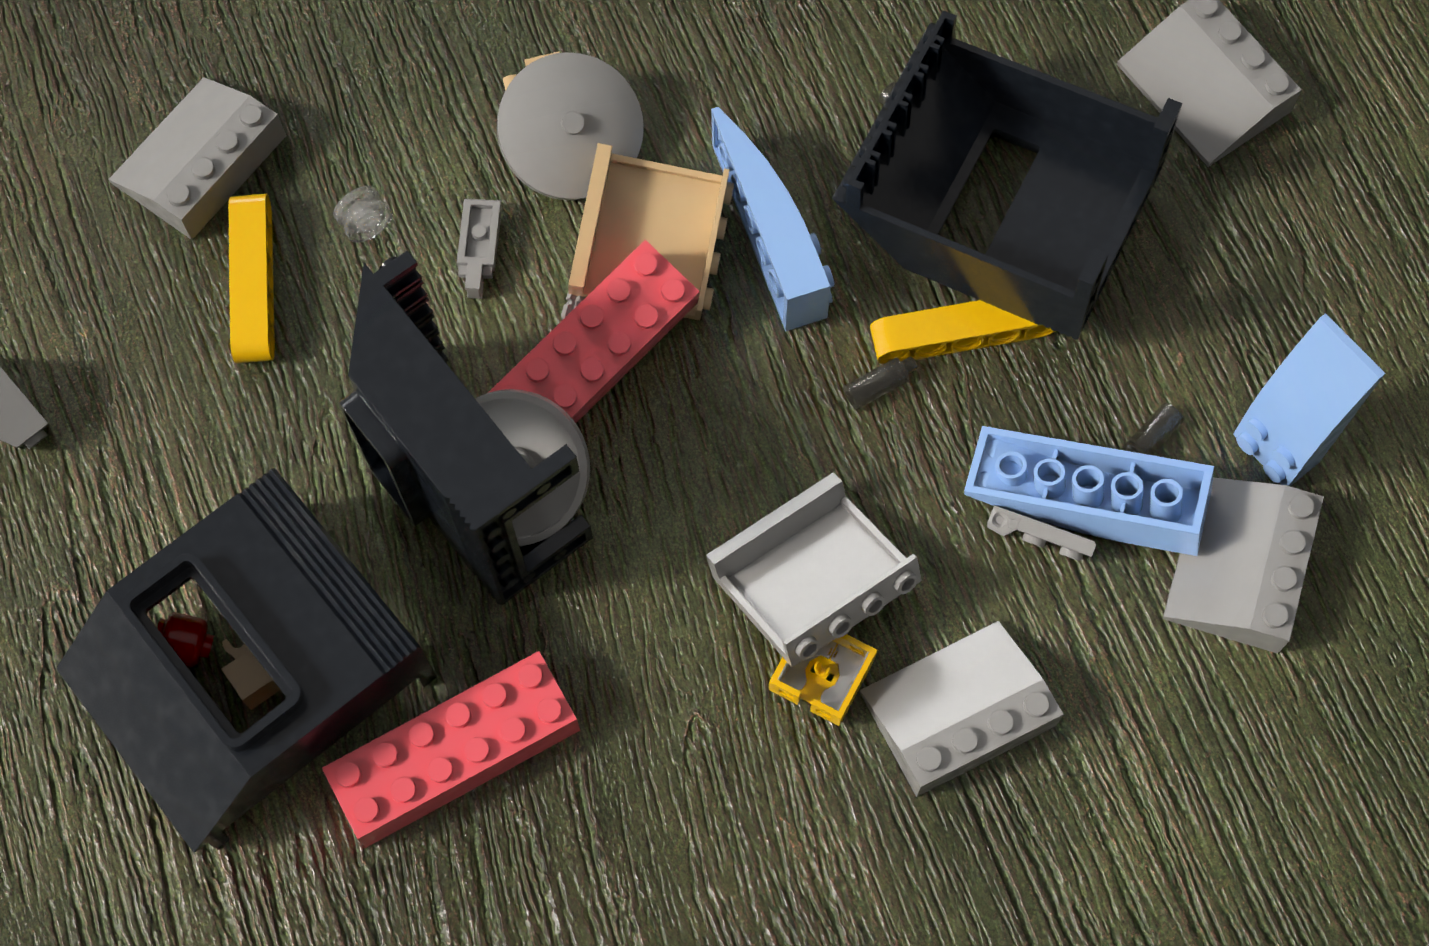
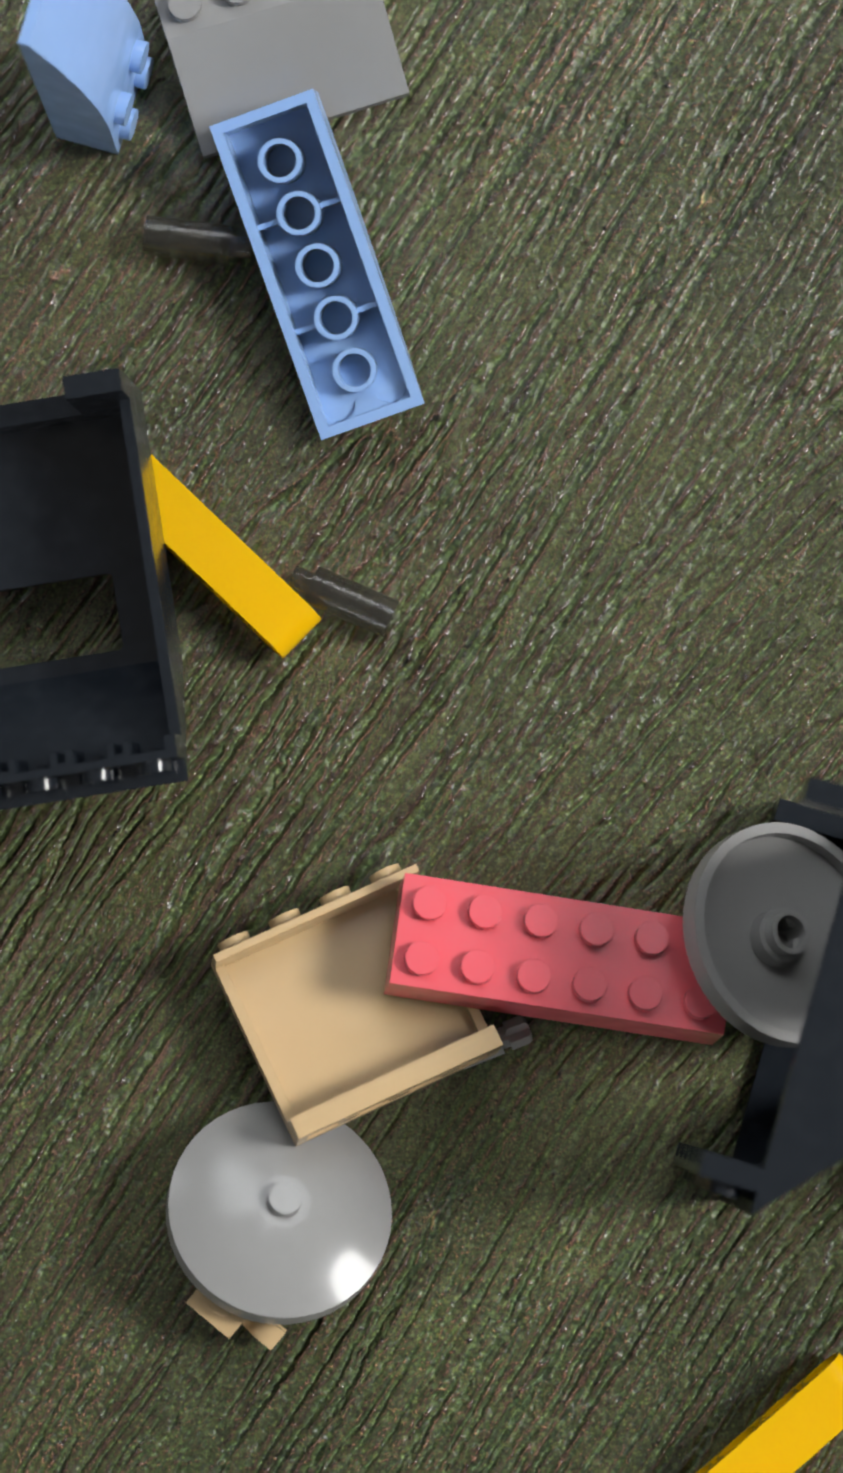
camera: 125 degrees left, 15 degrees up
(362, 214) = (577, 1387): clear wheel -> none
(478, 243) = (506, 1217): light grey hinge -> none
(774, 228) = (244, 851): light blue slope -> none
(812, 570) = (651, 501): panel -> none
(844, 659) = (770, 395): yellow piece -> none
(961, 707) = (681, 244): light grey slope -> none
(1037, 533) = (410, 290): light grey hinge -> none

